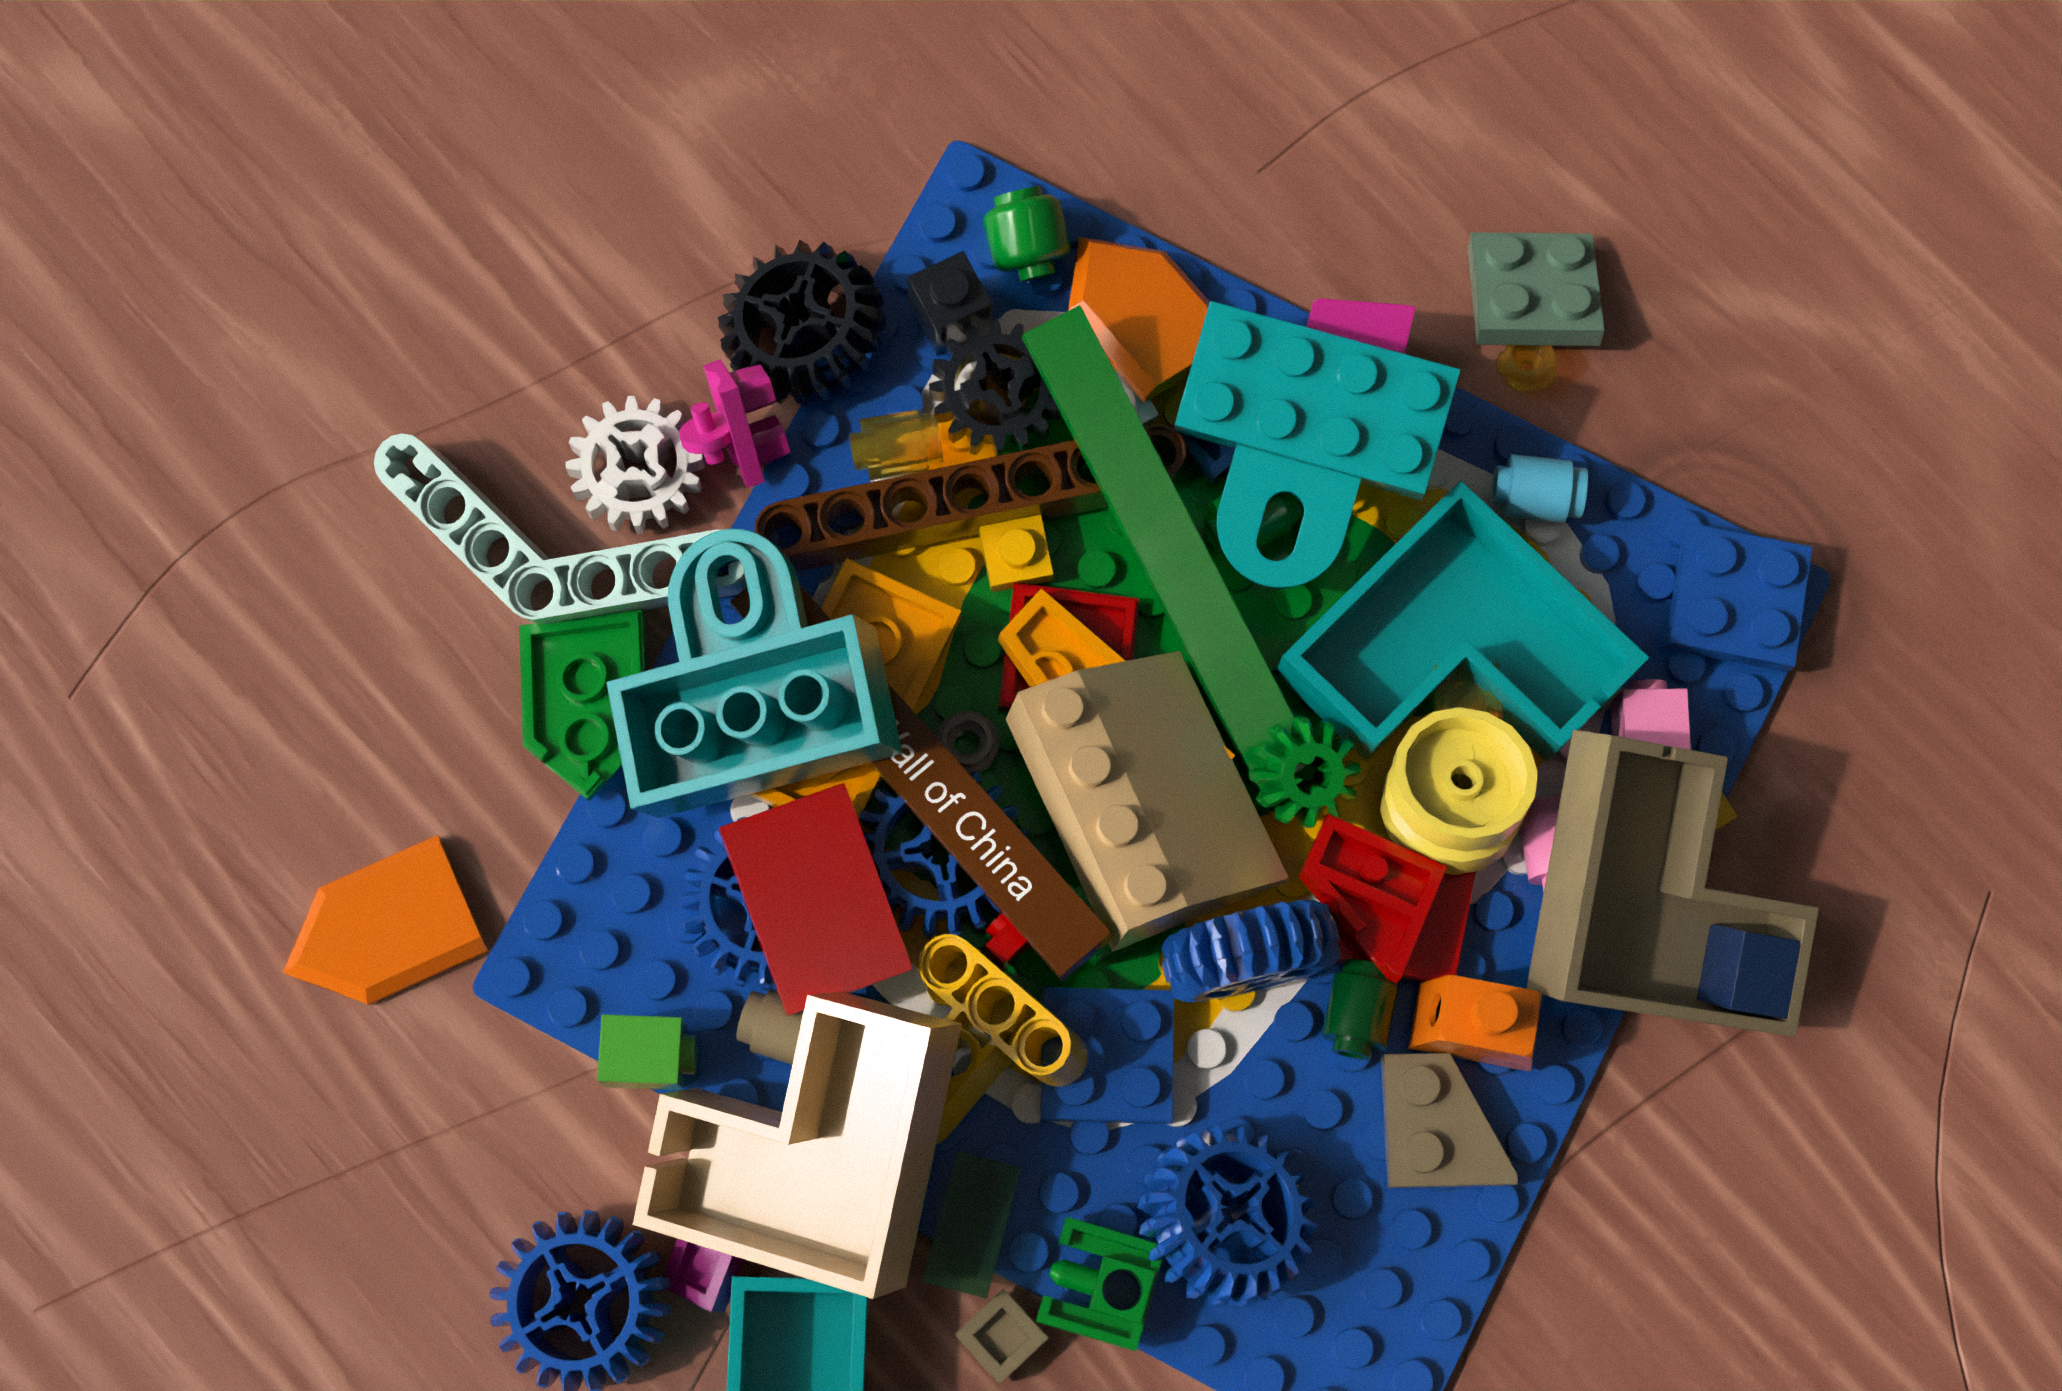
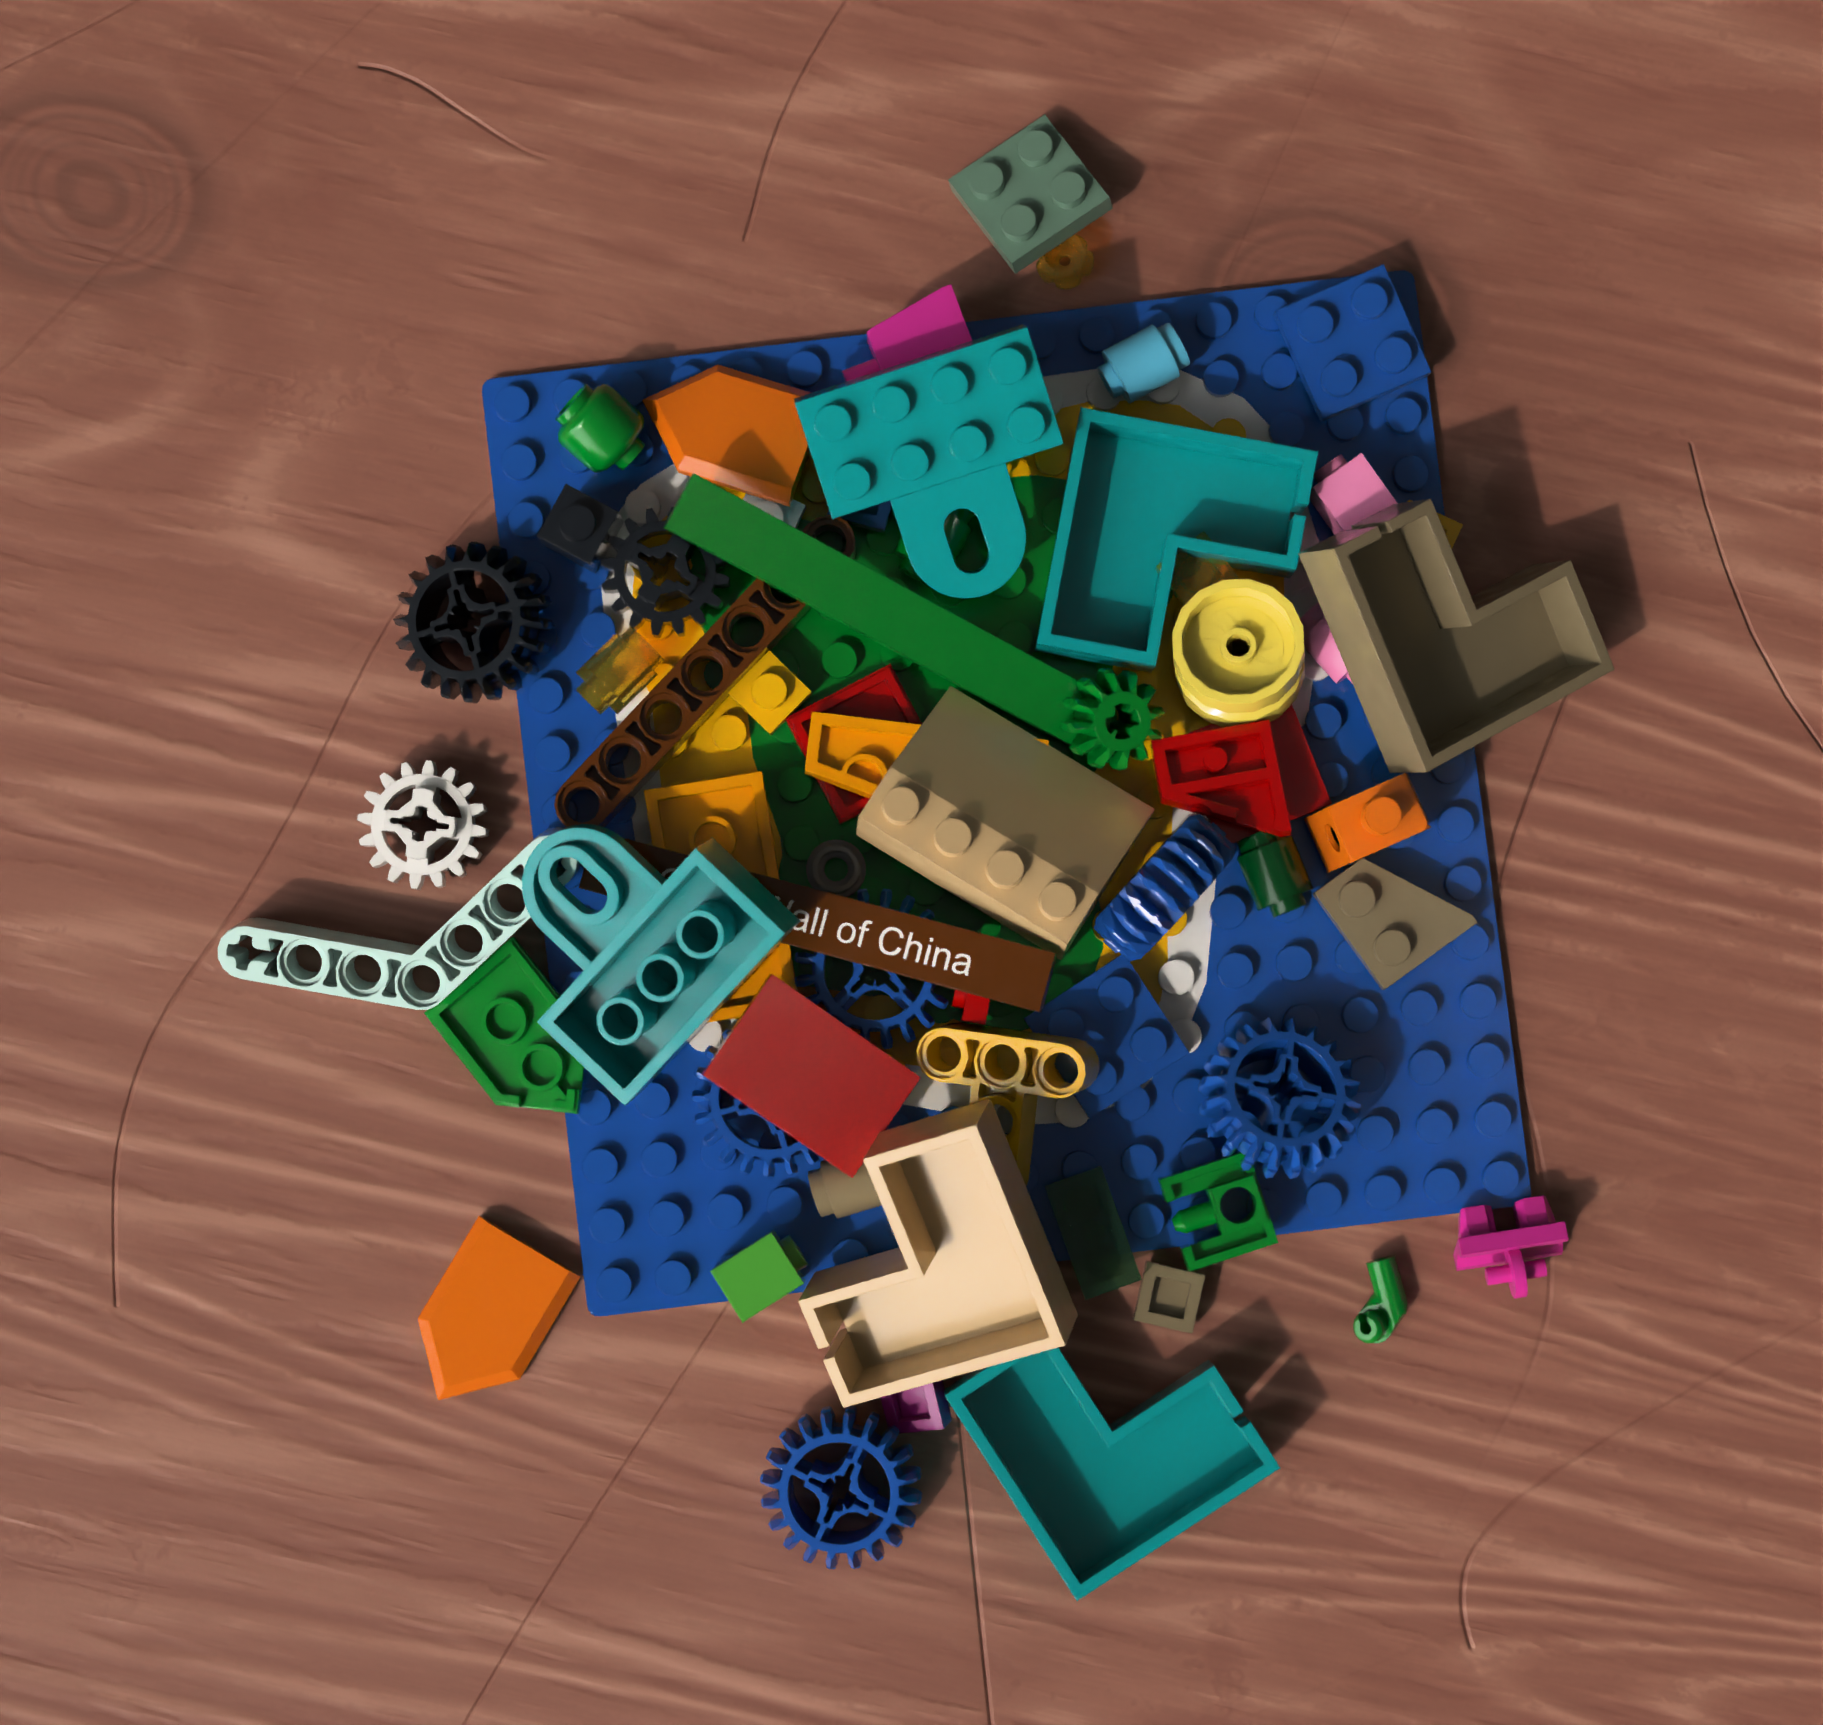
camera: 30 degrees left, 10 degrees up
(746, 443) = (503, 748): dark pink hips -> none
(1748, 971) = (1548, 644): dark blue panel -> none

